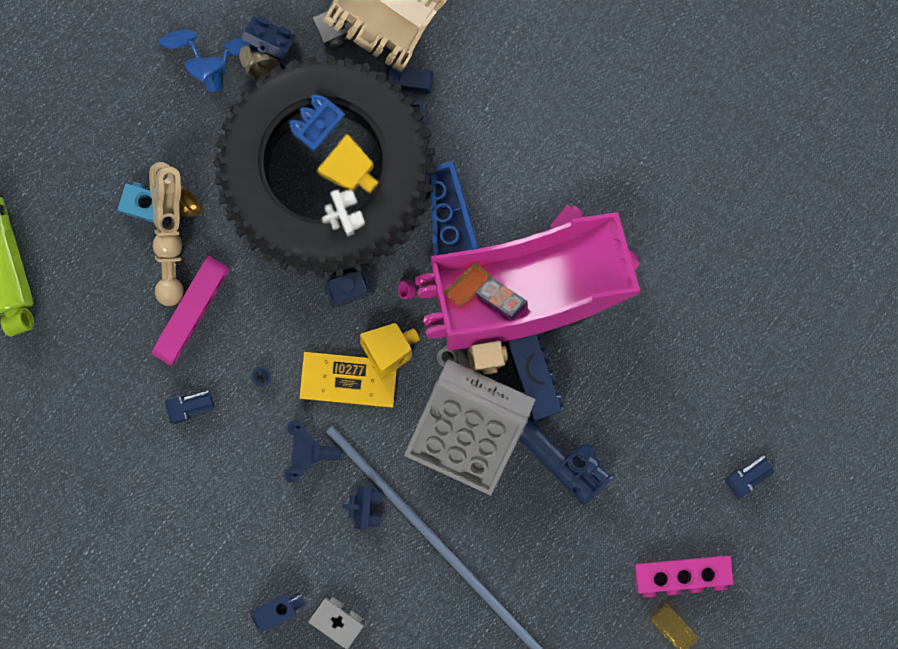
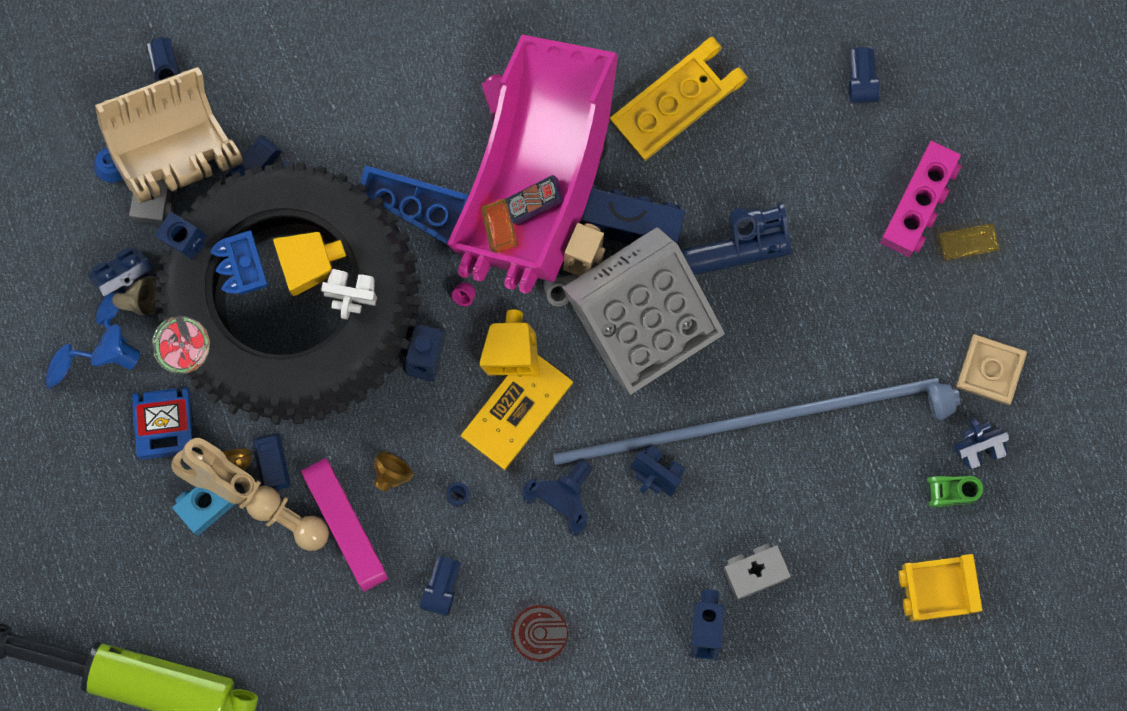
camera: 50 degrees left, 5 degrees down
(187, 135) = (160, 417): none -> container
(199, 496) = (539, 633): none -> tile
(203, 231) = (271, 461): none -> dark blue tile
(234, 117) = (181, 344): none -> clear tile
(248, 319) = (391, 471): none -> pearl gold piece
(310, 58) = (173, 228): none -> dark blue brick
(644, 351) = (675, 101): none -> yellow hinge

